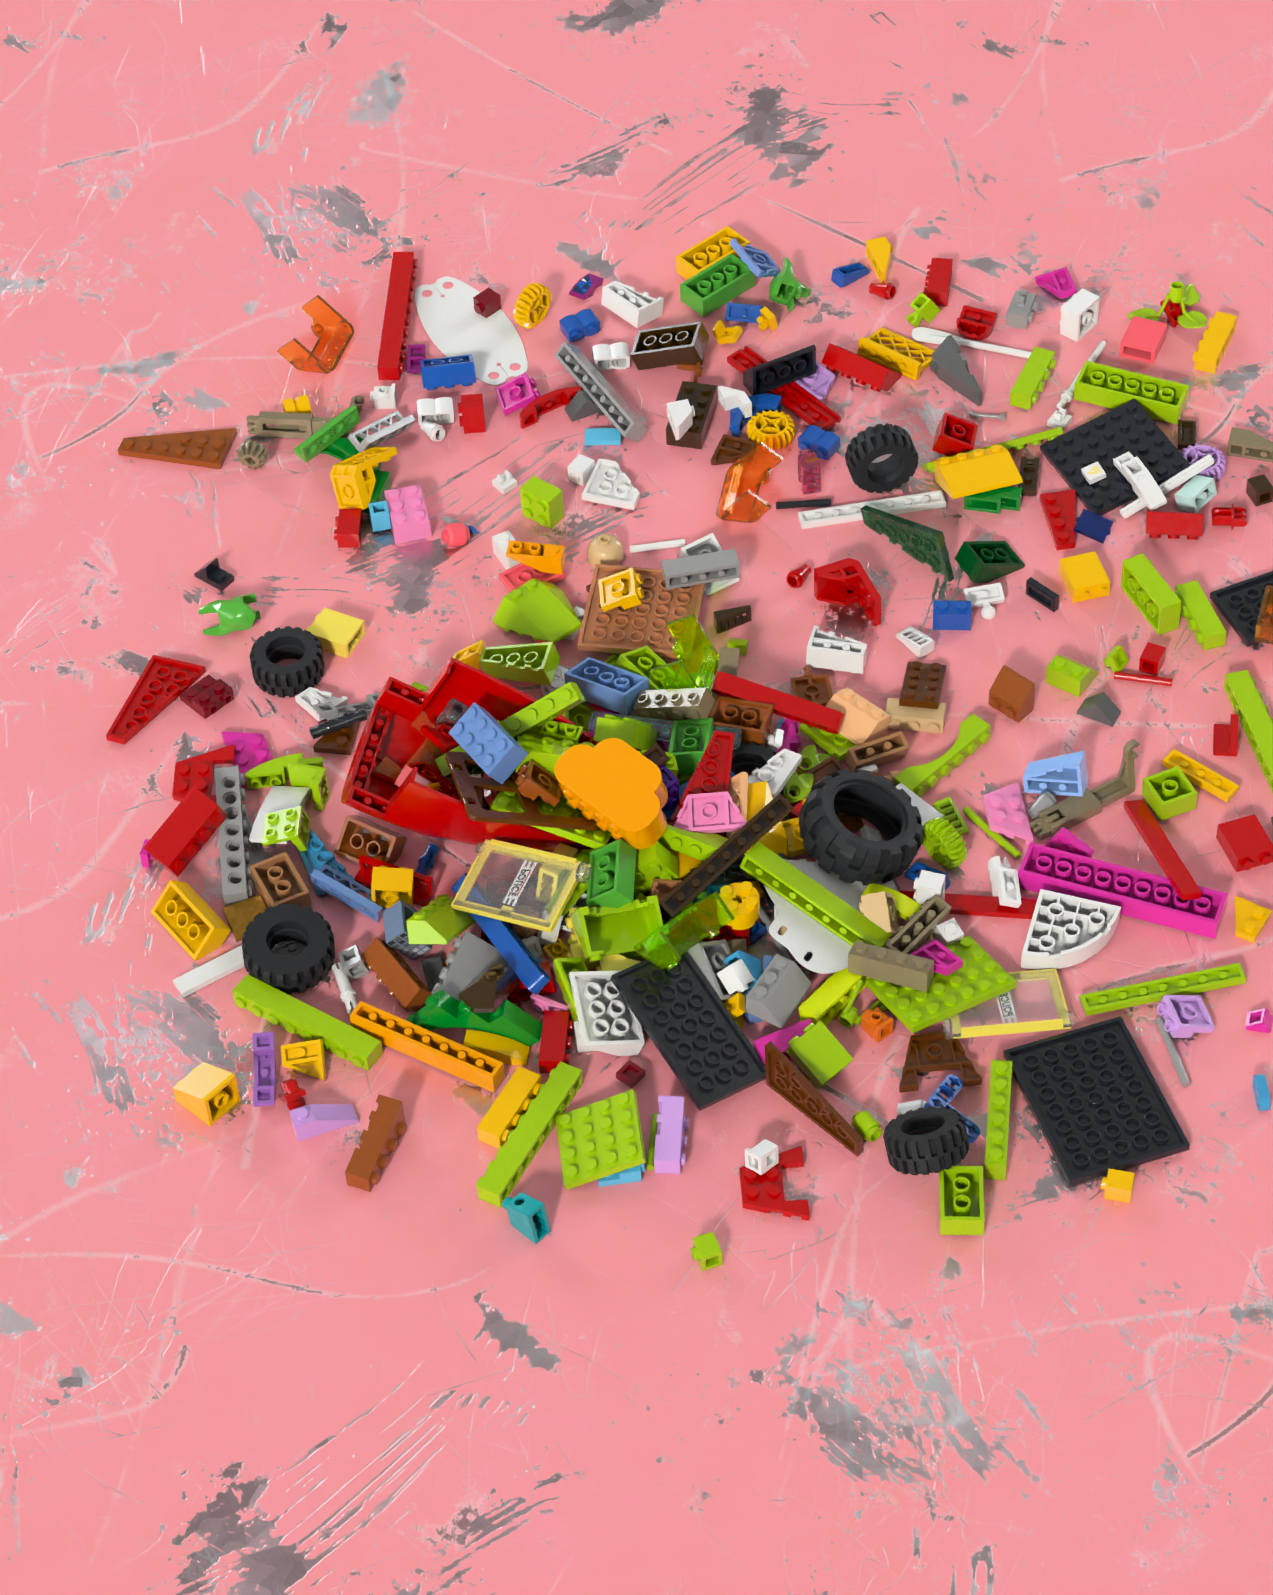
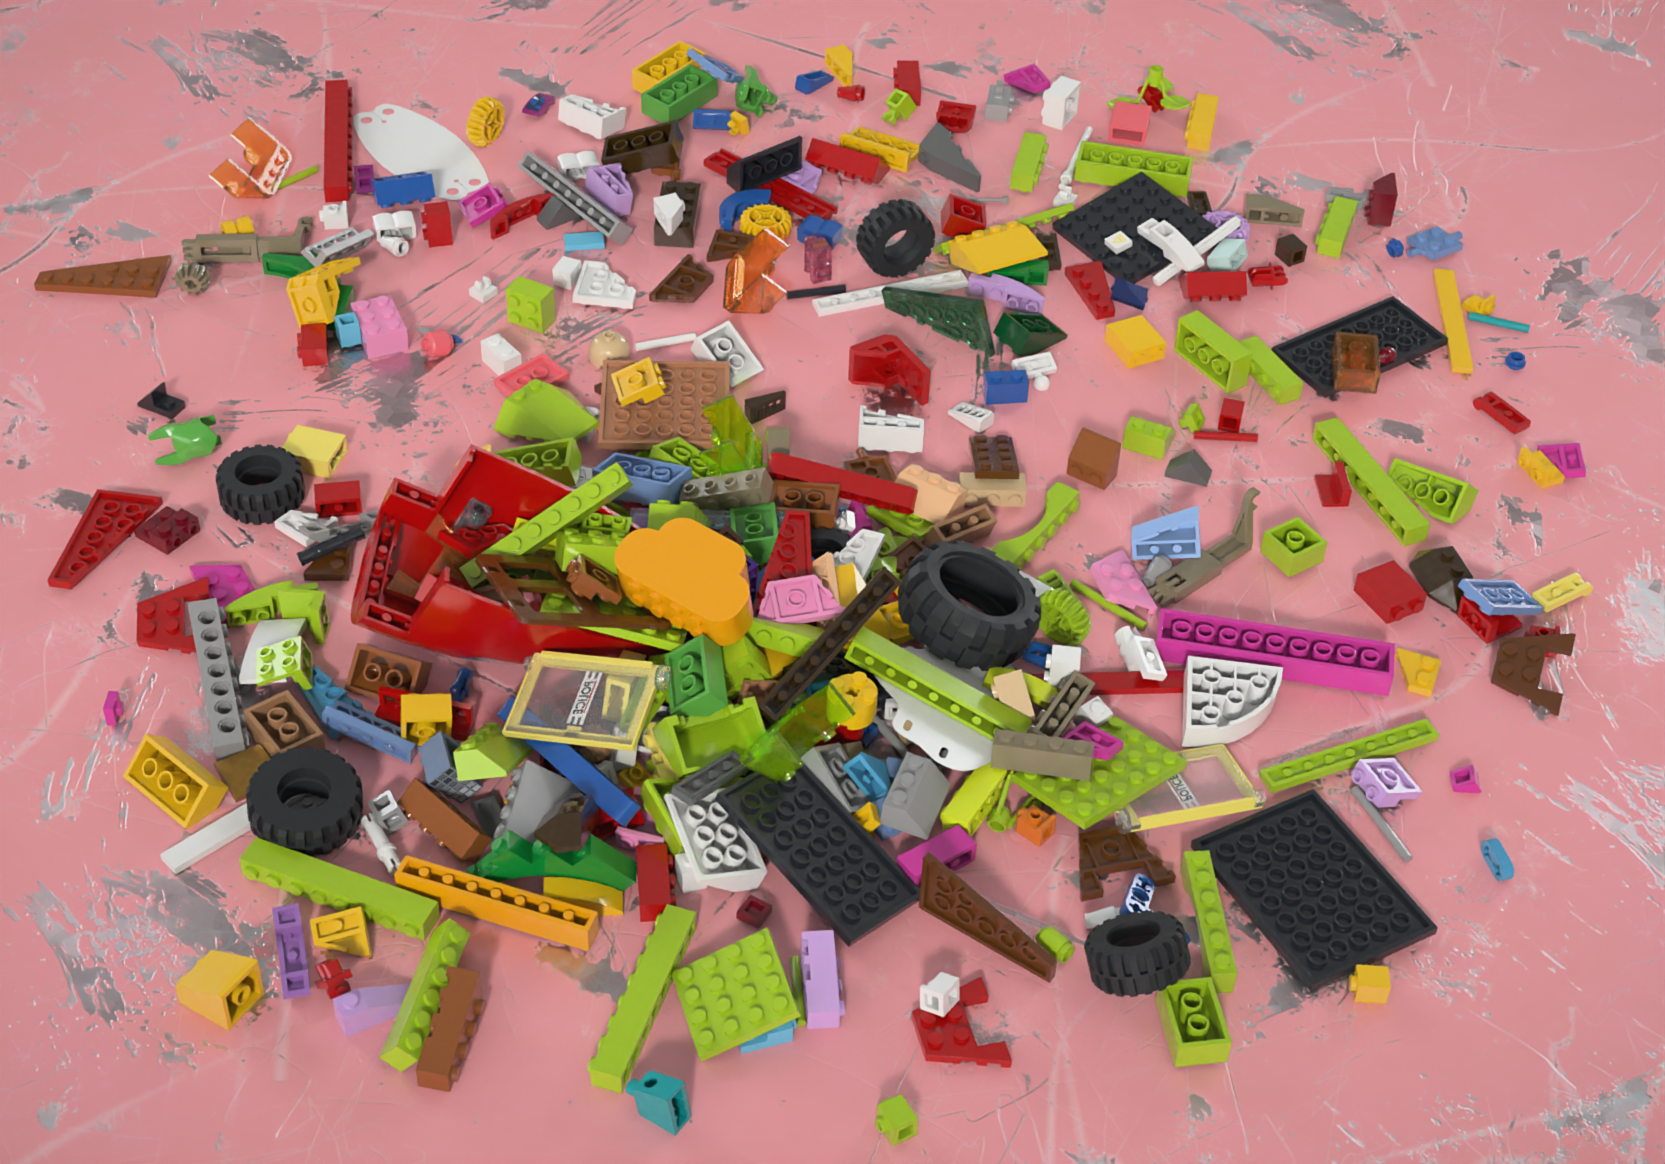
camera: 15 degrees left, 5 degrees down
(185, 831) = (159, 677): red slope -> none
(328, 434) = (278, 251): bright green fence -> none
(347, 1136) = (422, 997): none -> lime brick
(350, 679) = (338, 499): none -> red brick
(358, 351) = (298, 176): none -> lime bar
(487, 302) = (435, 123): dark red brick -> none
(488, 743) = (527, 539): medium blue brick -> none
(508, 1107) = (612, 967): yellow brick -> none
(540, 556) = (543, 357): light orange slope -> none
(580, 325) = (539, 139): blue brick -> none
(608, 961) = (709, 778): none -> dark grey tile
(634, 384) = (610, 188): none -> lavender wedge
(684, 487) = (683, 283): none -> reddish brown wing
(700, 569) = (723, 356): light grey brick -> none
(726, 335) = (699, 140): yellow bracket -> none
(733, 398) = (720, 193): white slope -> none
(735, 977) = (862, 784): white brick -> none
(798, 576) = (827, 361): red cone -> none
(818, 1054) = (981, 862): lime brick -> none
(937, 337) = (919, 132): white piece -> none
(974, 513) = (1004, 289): none -> lavender slope
(1042, 594) = (1096, 361): black tile -> none
(1066, 841) = (1200, 603): dark pink wing -> none
(1162, 850) = (1308, 605): red tile -> none
(1201, 775) = (1329, 530): yellow plate -> none

